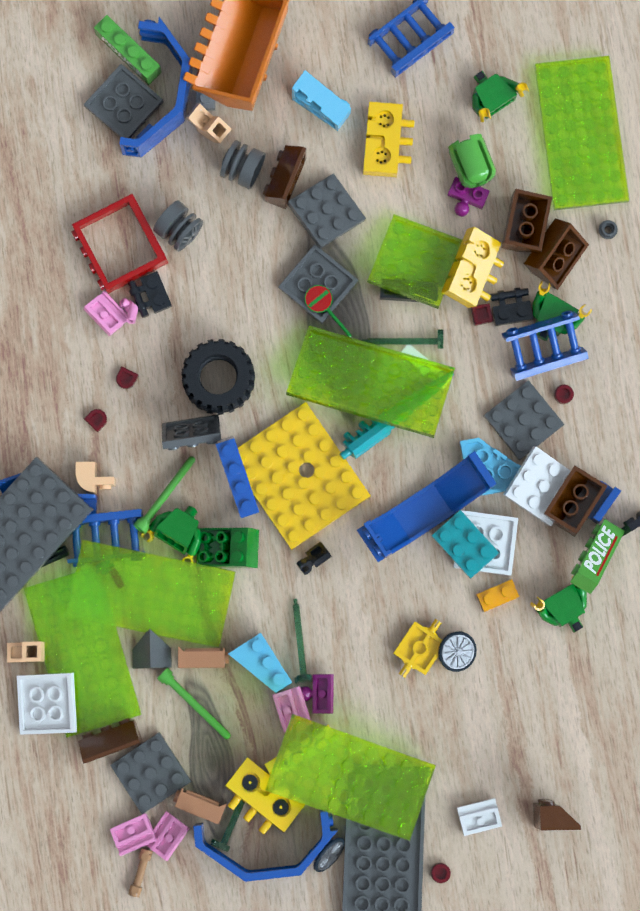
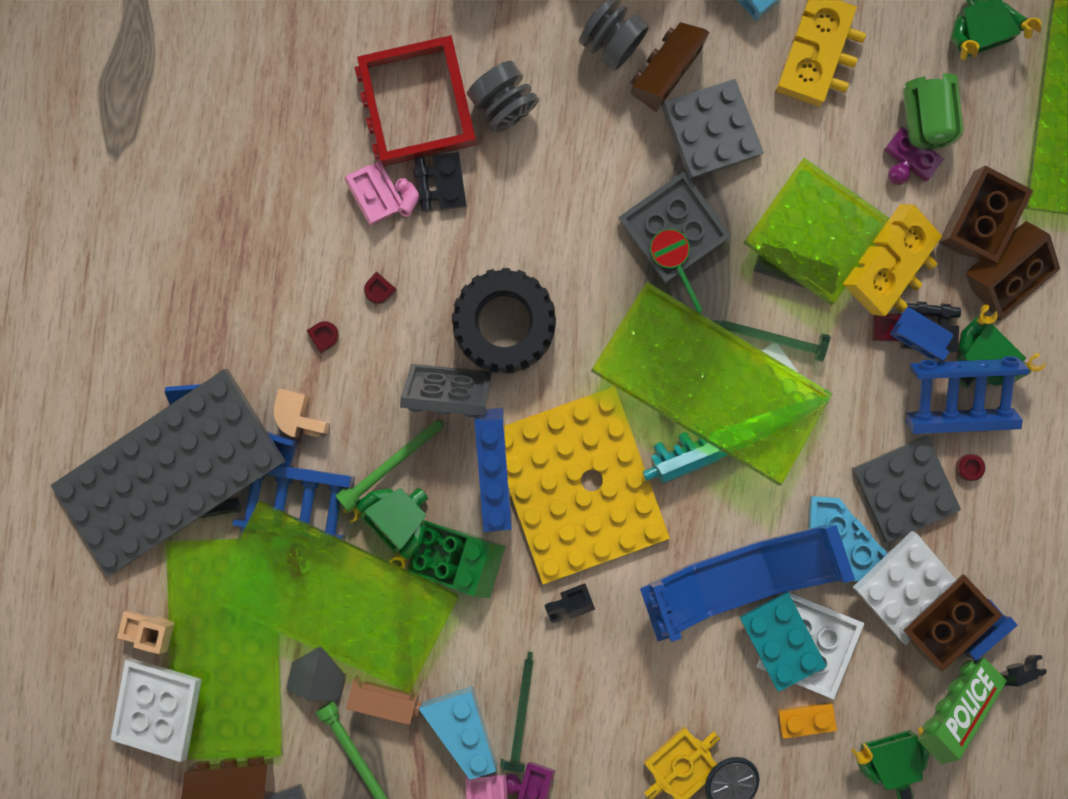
camera: 15 degrees right, 5 degrees up
(505, 312) = (922, 335): none -> blue panel

